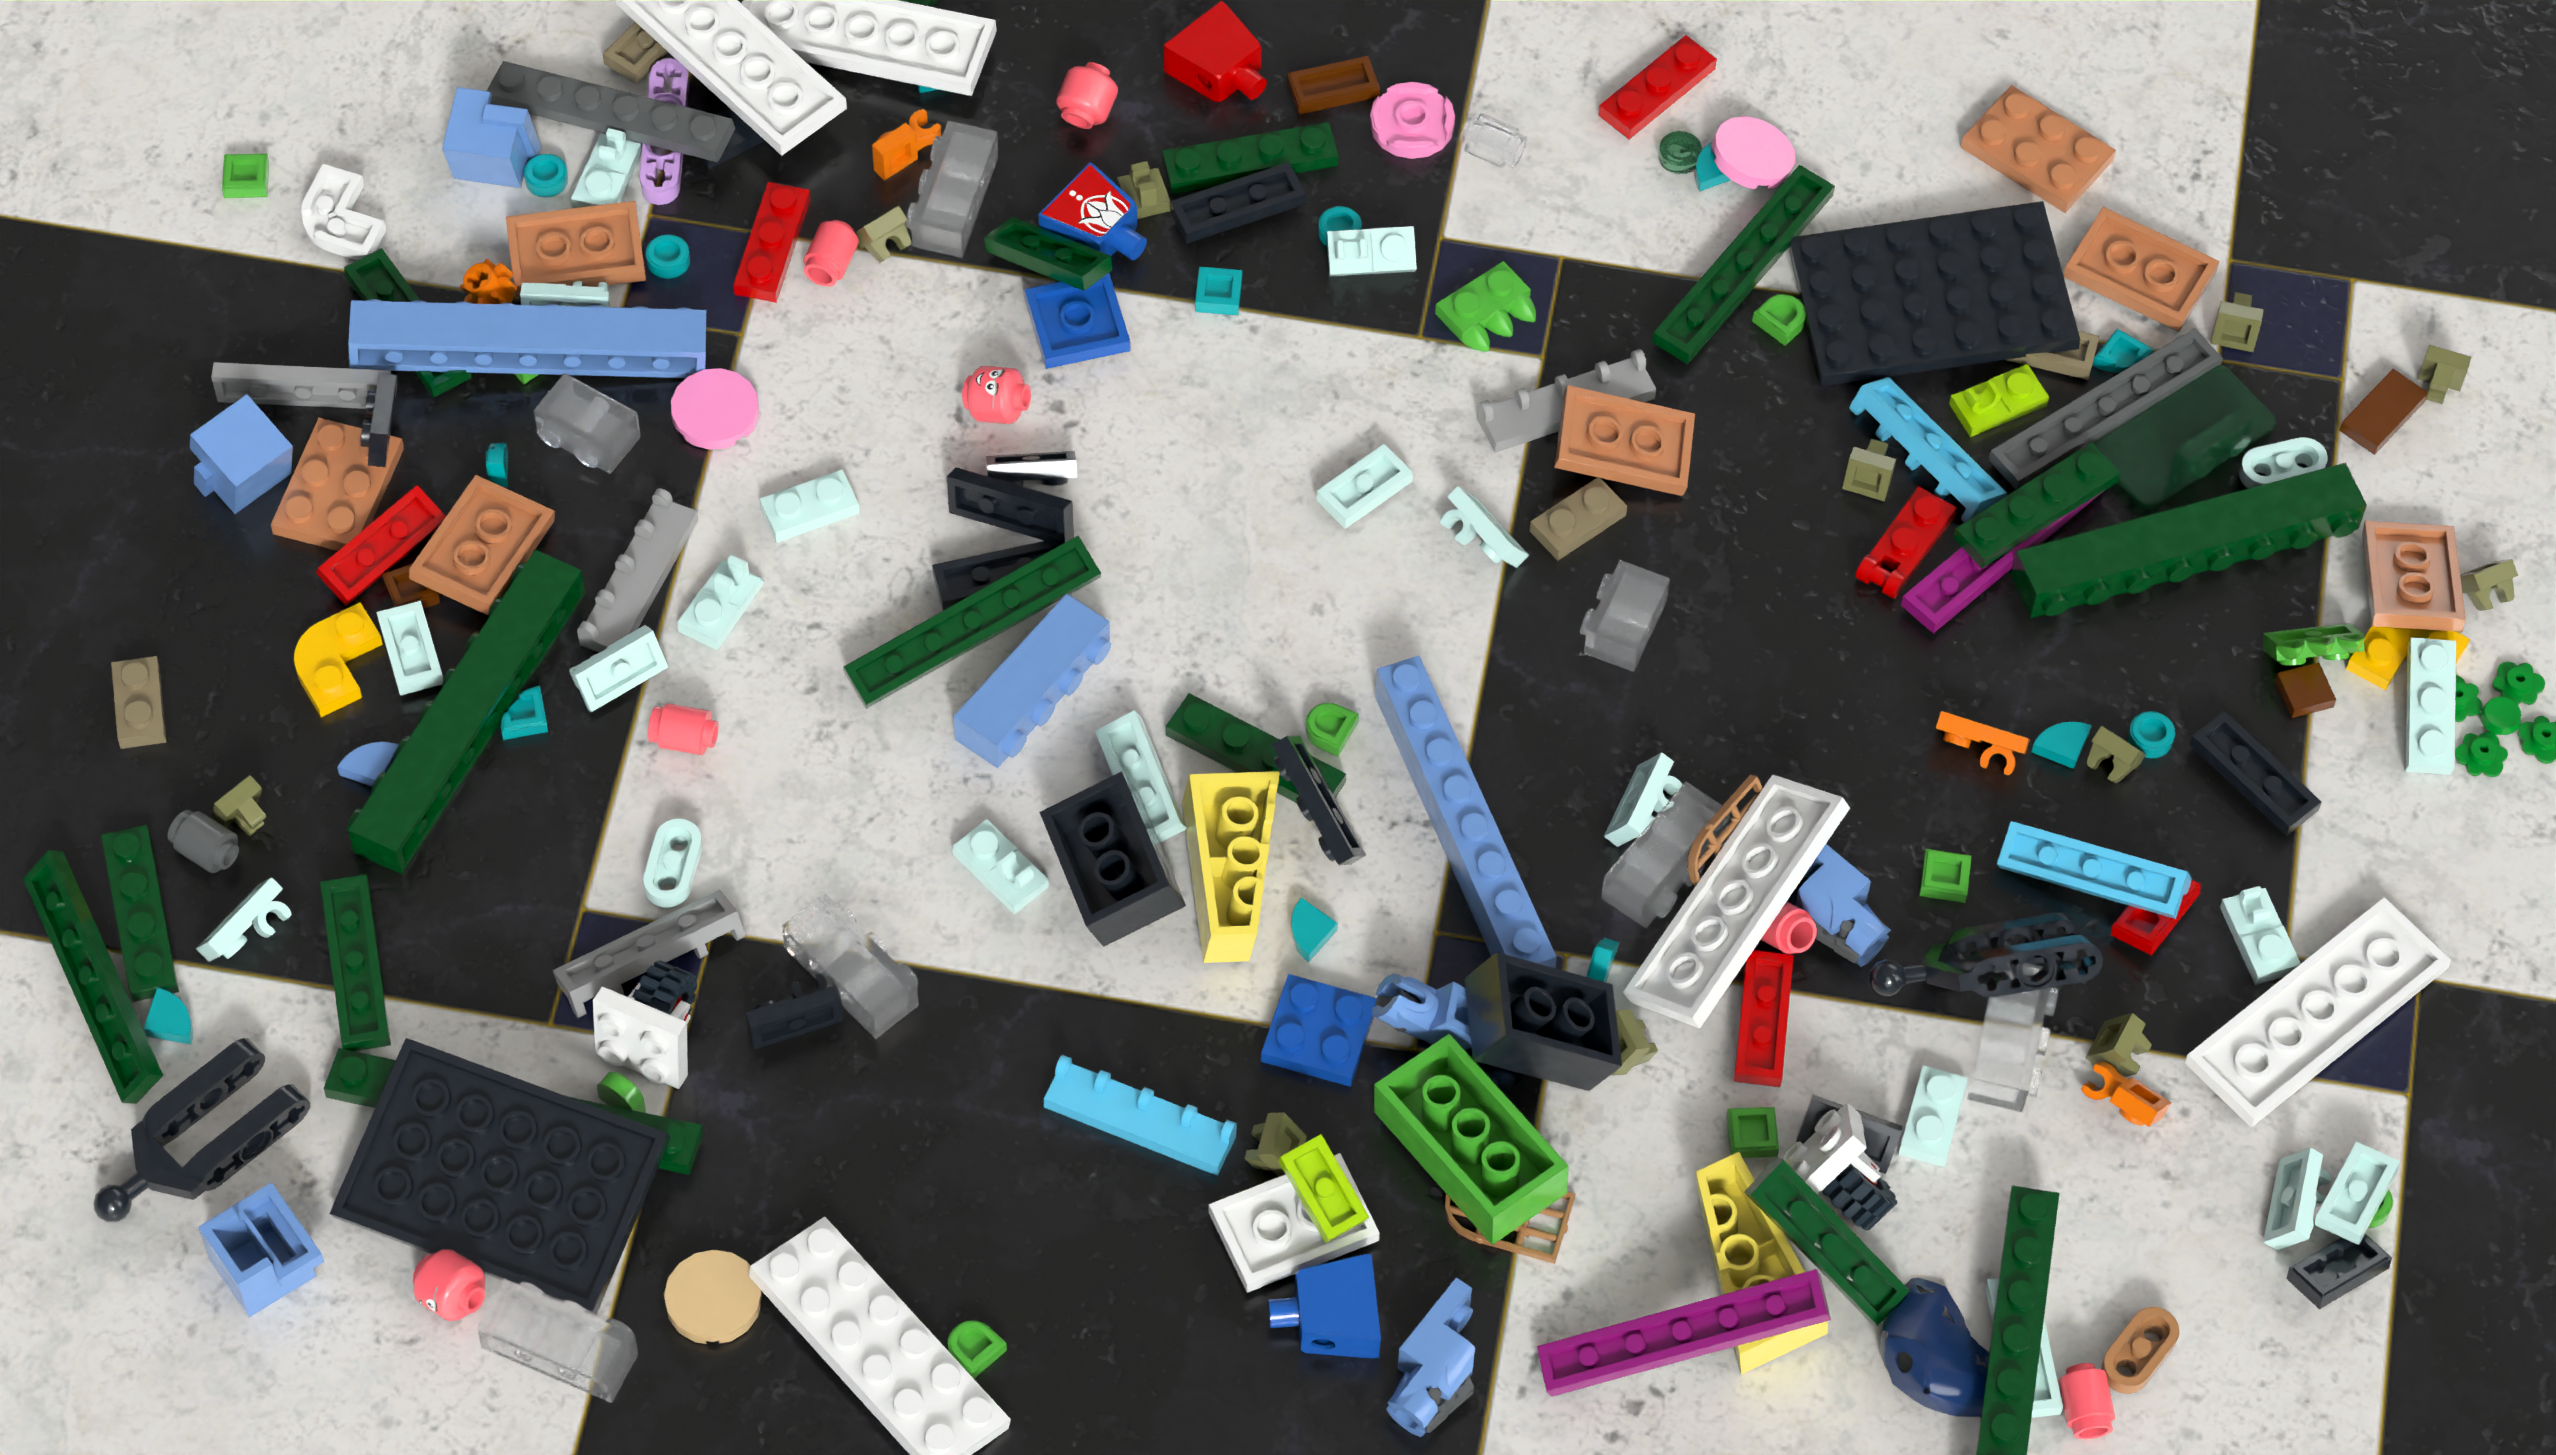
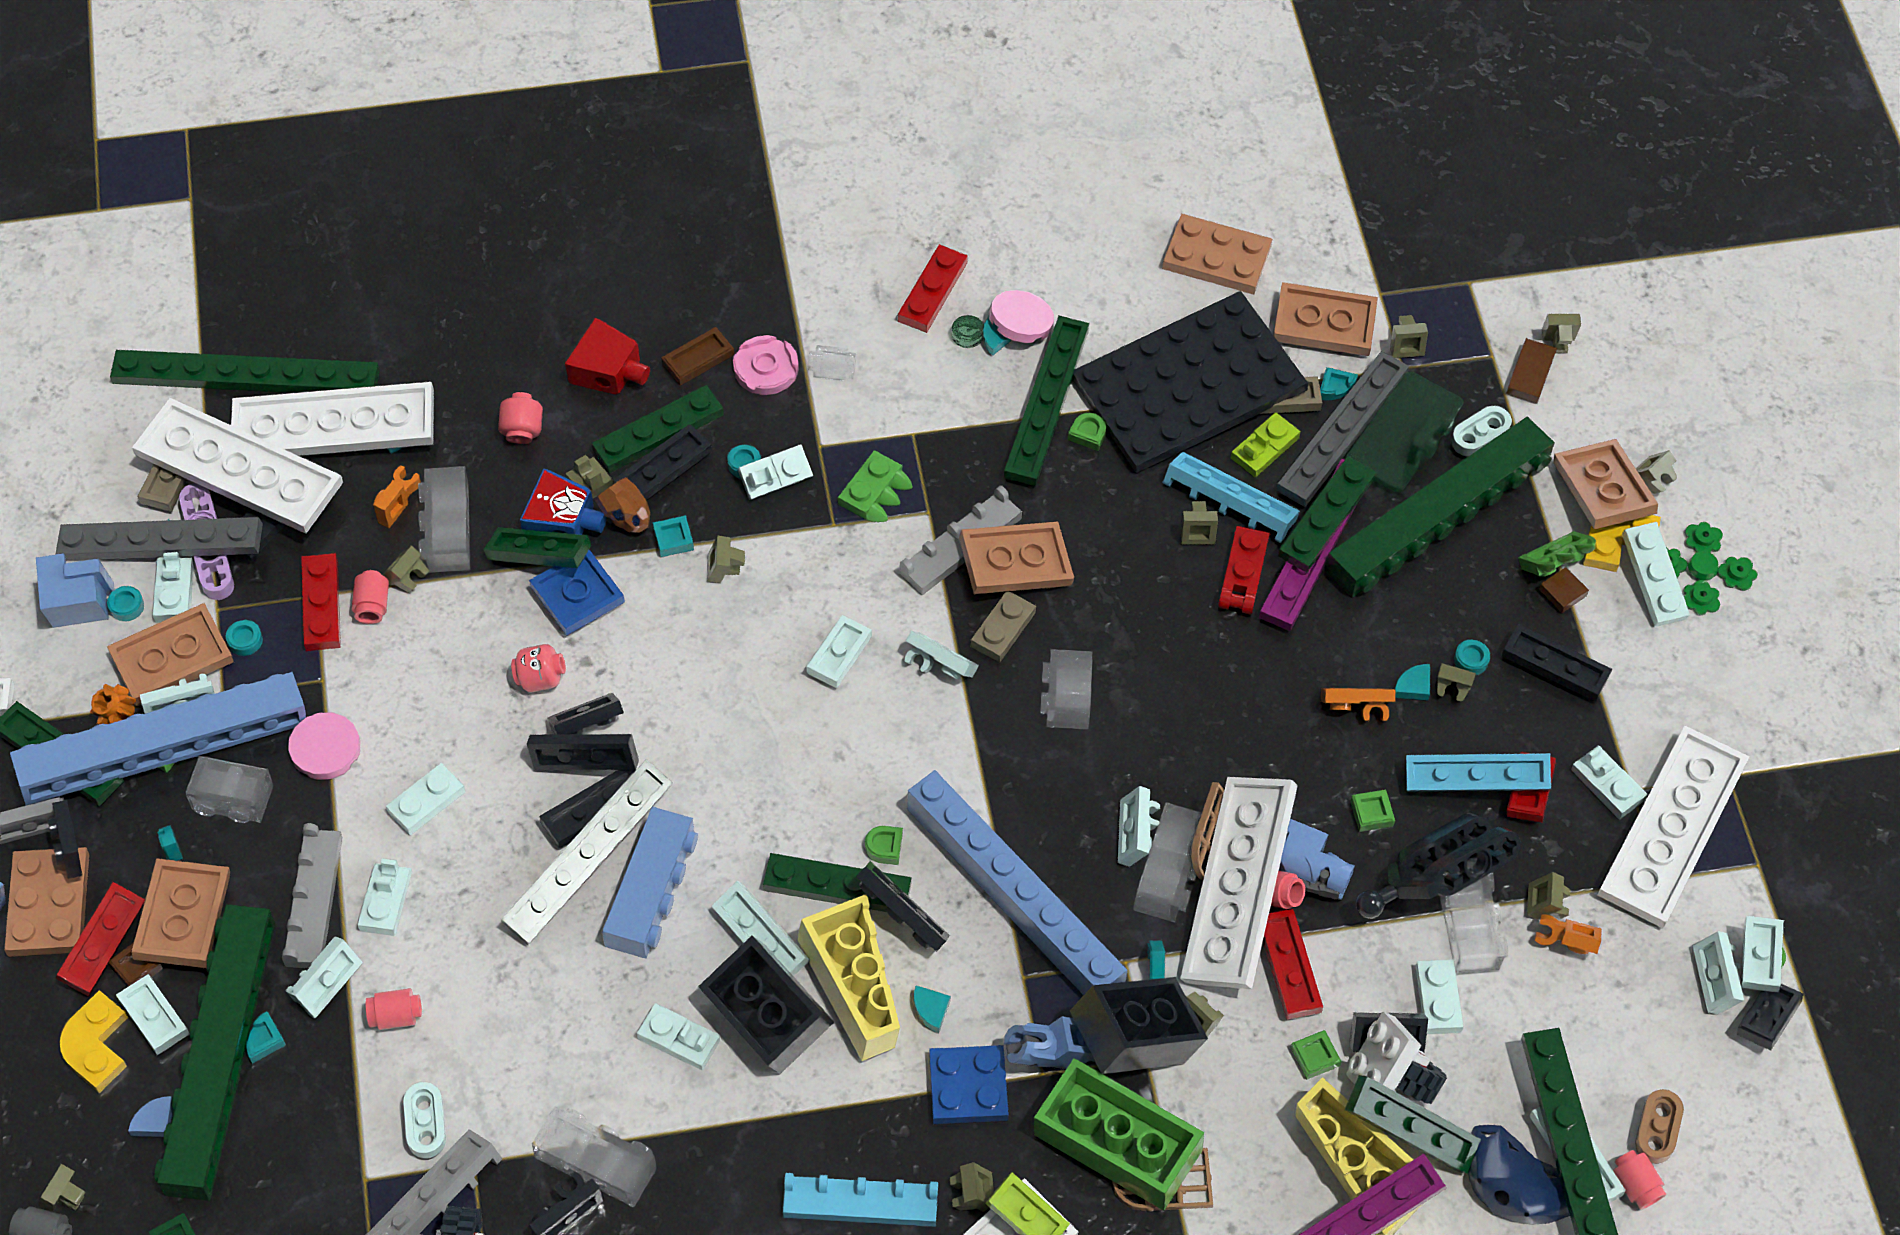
camera: 20 degrees left, 0 degrees up
(1171, 236) = (625, 506): none -> dark orange rock
(1268, 336) = (724, 559): none -> olive tile

